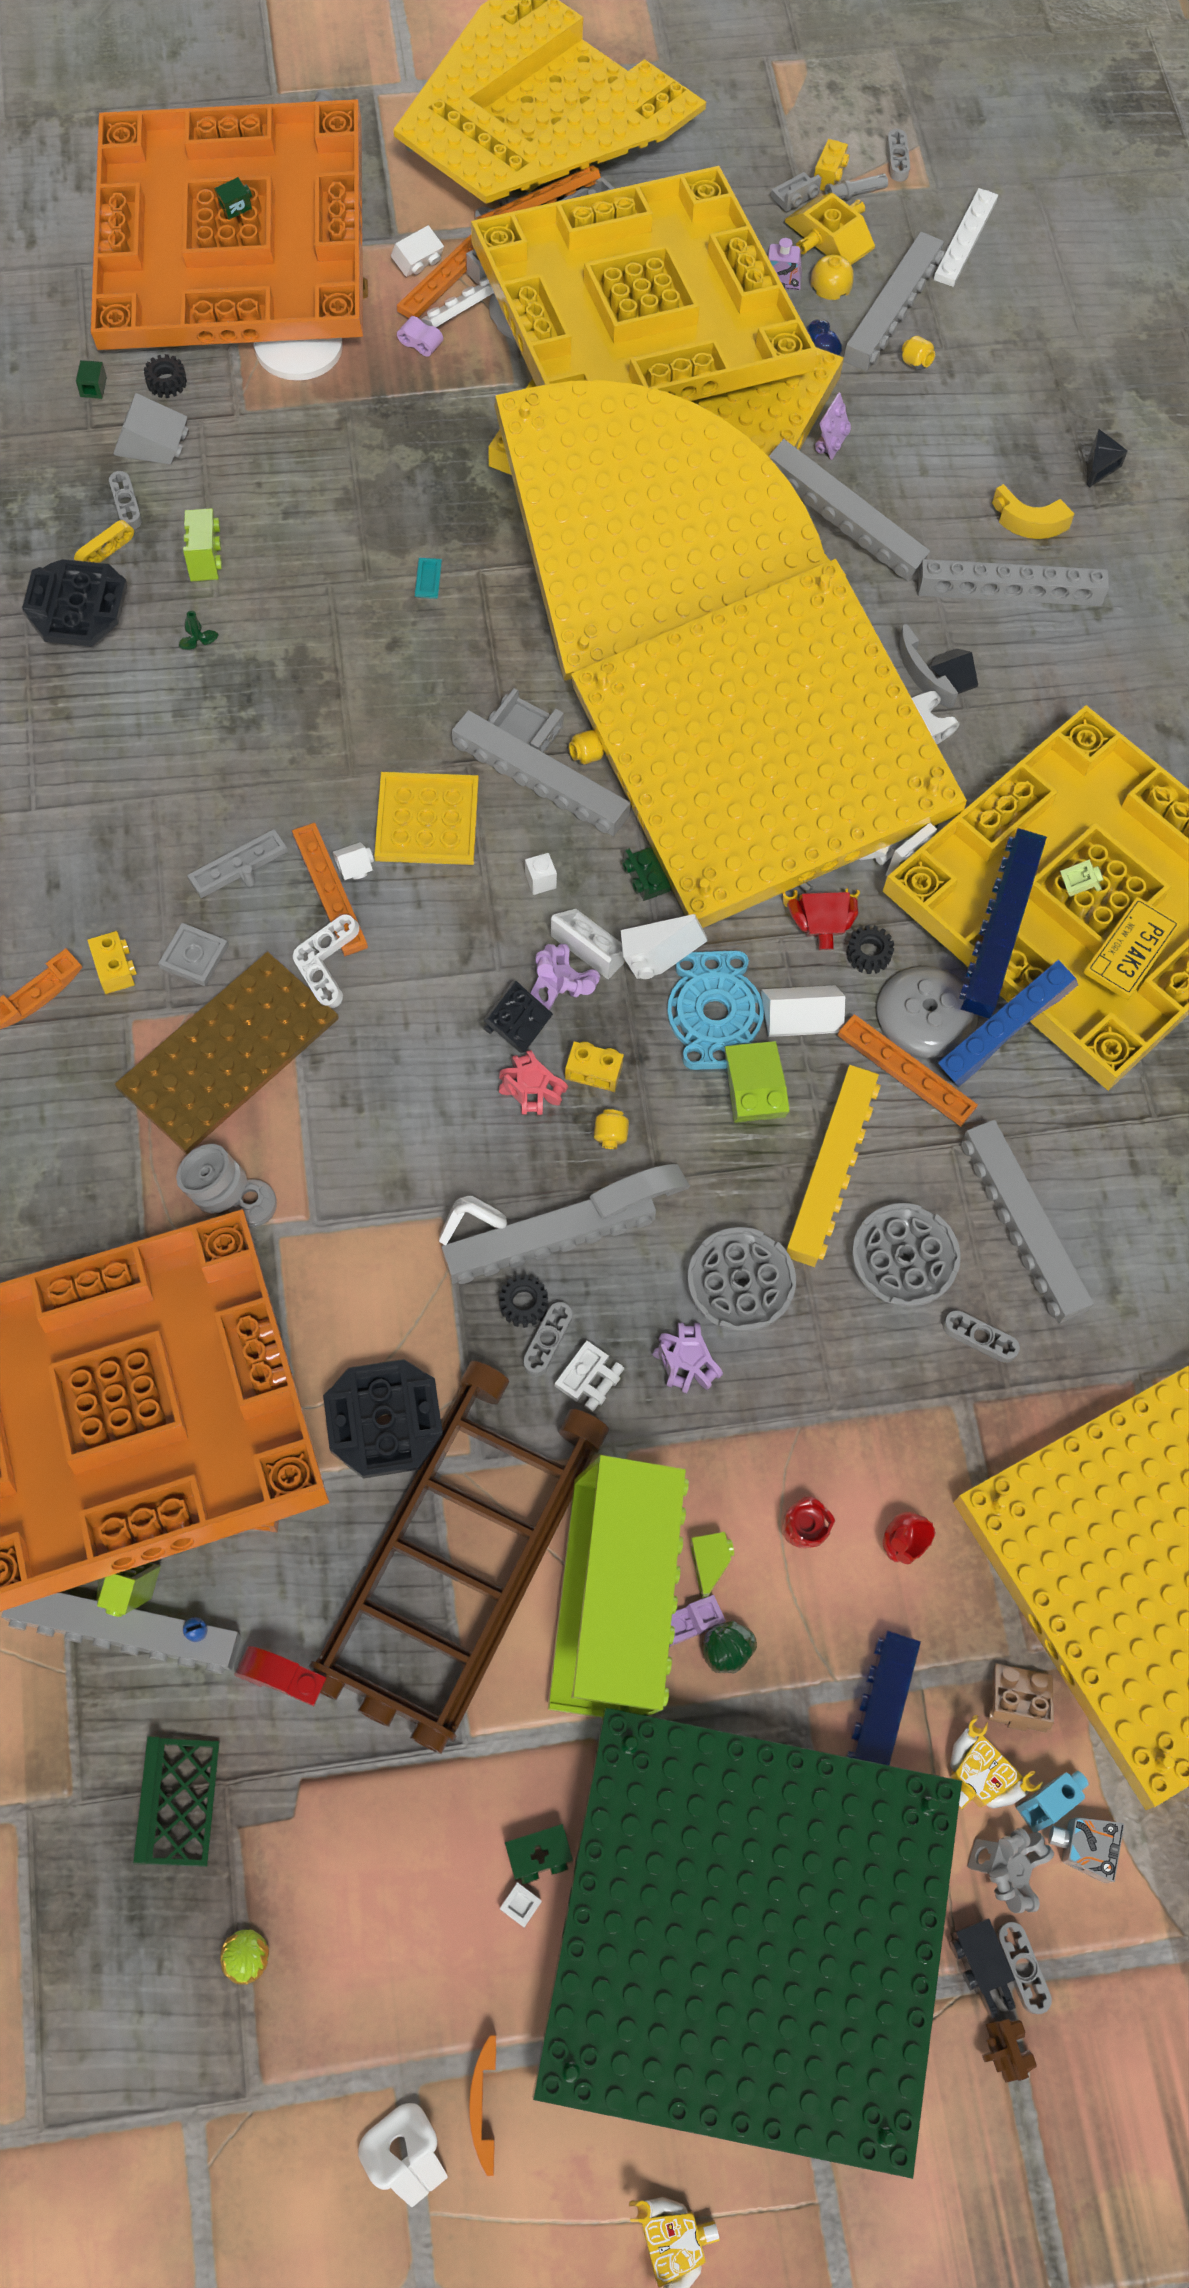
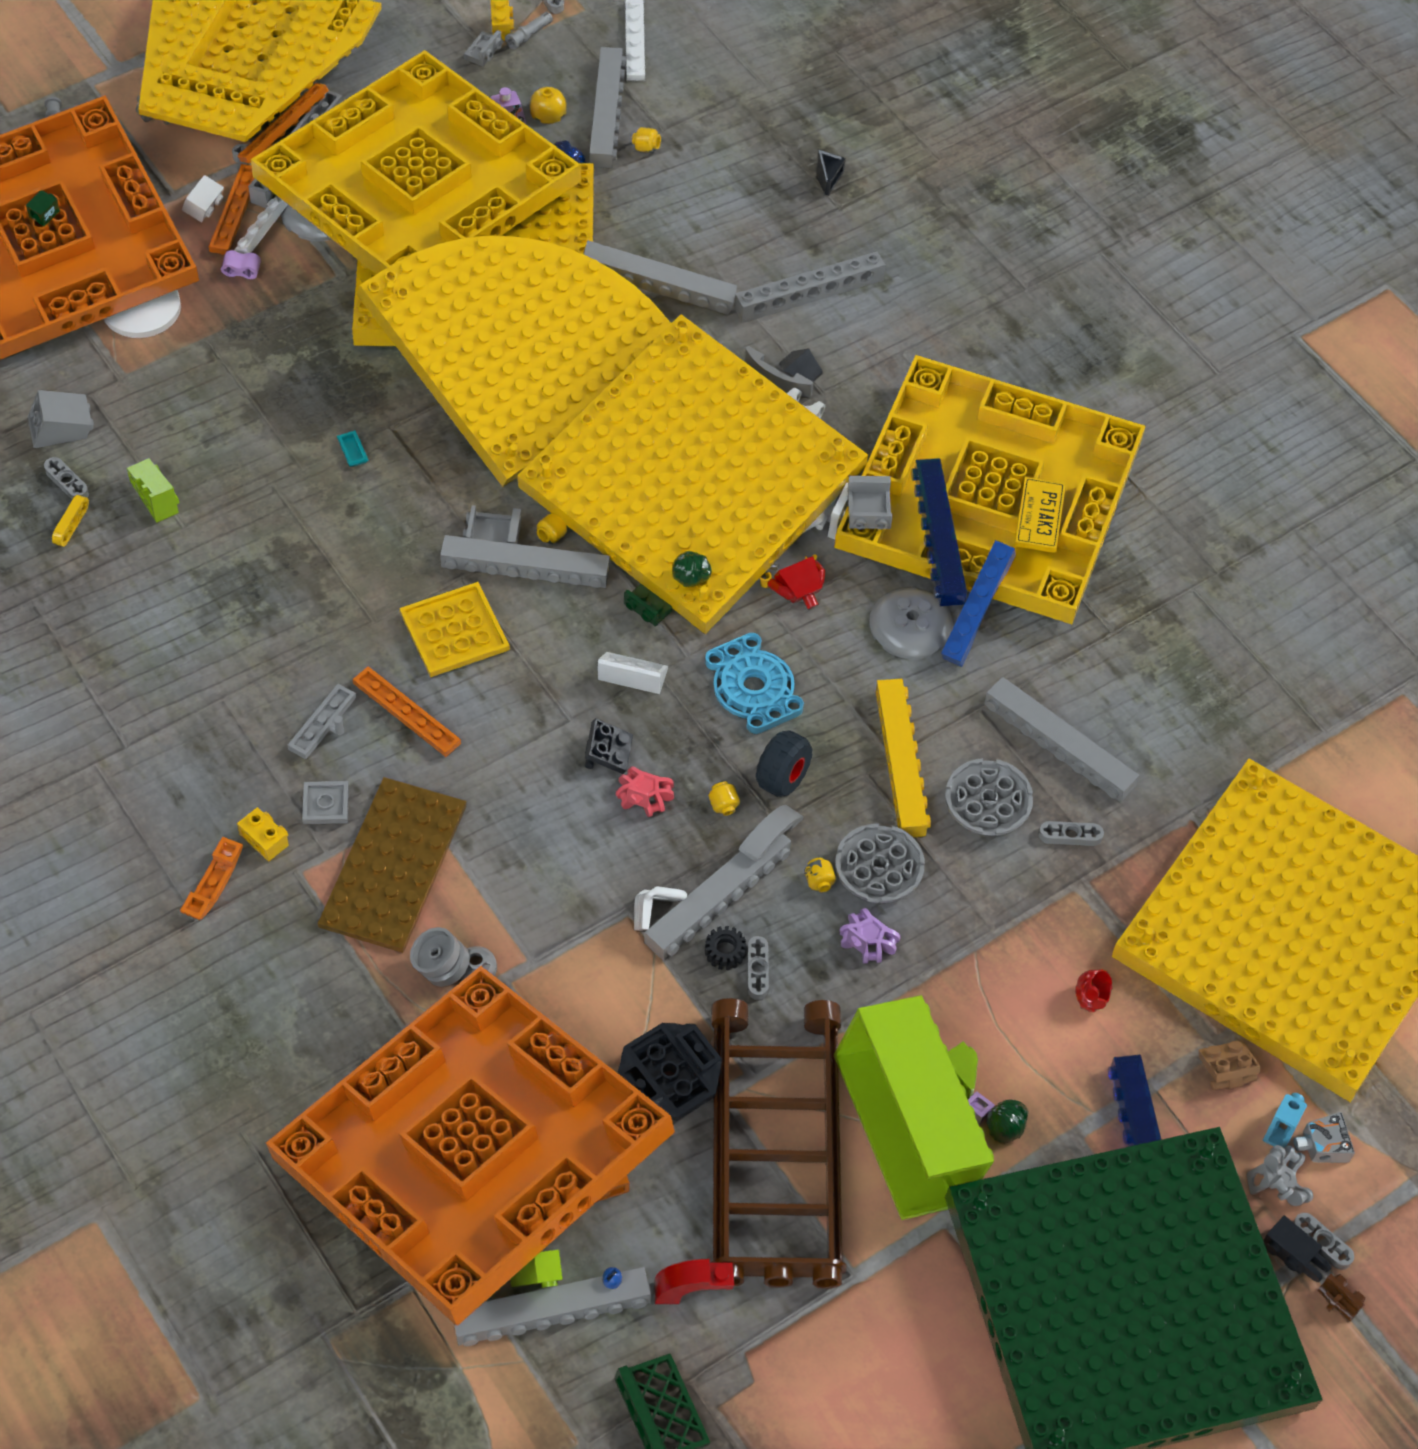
camera: 25 degrees left, 10 degrees down
(74, 601) = (77, 571): black piece -> none
(168, 385) = (44, 361): black tyre -> none
(193, 628) = (181, 556): dark green plant -> none
(315, 960) = (427, 768): white beam -> none
(354, 861) = (416, 682): white brick -> none
(520, 1905) = (954, 1360): white plate -> none
(540, 873) = (567, 635): white brick -> none
(550, 1840) = (952, 1307): dark green brick -> none
(561, 977) = (625, 705): lavender piece -> none
(582, 1371) = (796, 979): white plate -> none
(594, 1066) = (686, 759): yellow brick -> none
(660, 945) = (692, 648): white slope -> none
(669, 1262) = (820, 874): none -> yellow head
(692, 1118) = (784, 763): none -> black wheel
(702, 853) = (691, 569): none -> dark green hair
(756, 1082) = (815, 720): lime slope -> none
(803, 1010) = (821, 657): white slope -> none
(805, 1523) = (1016, 1013): red hair -> none
(832, 227) = (528, 66): yellow slope -> none
(834, 428) = (613, 221): lavender hinge -> none
(873, 937) = (849, 584): black tyre -> none
(907, 1070) = (919, 668): orange plate -> none
(941, 856) = (869, 502): none -> light grey panel
(985, 1773) = (1238, 1124): torso -> none
(1031, 521) = (796, 236): yellow arch -> none
(1081, 877) = (978, 478): yellowish green bracket -> none

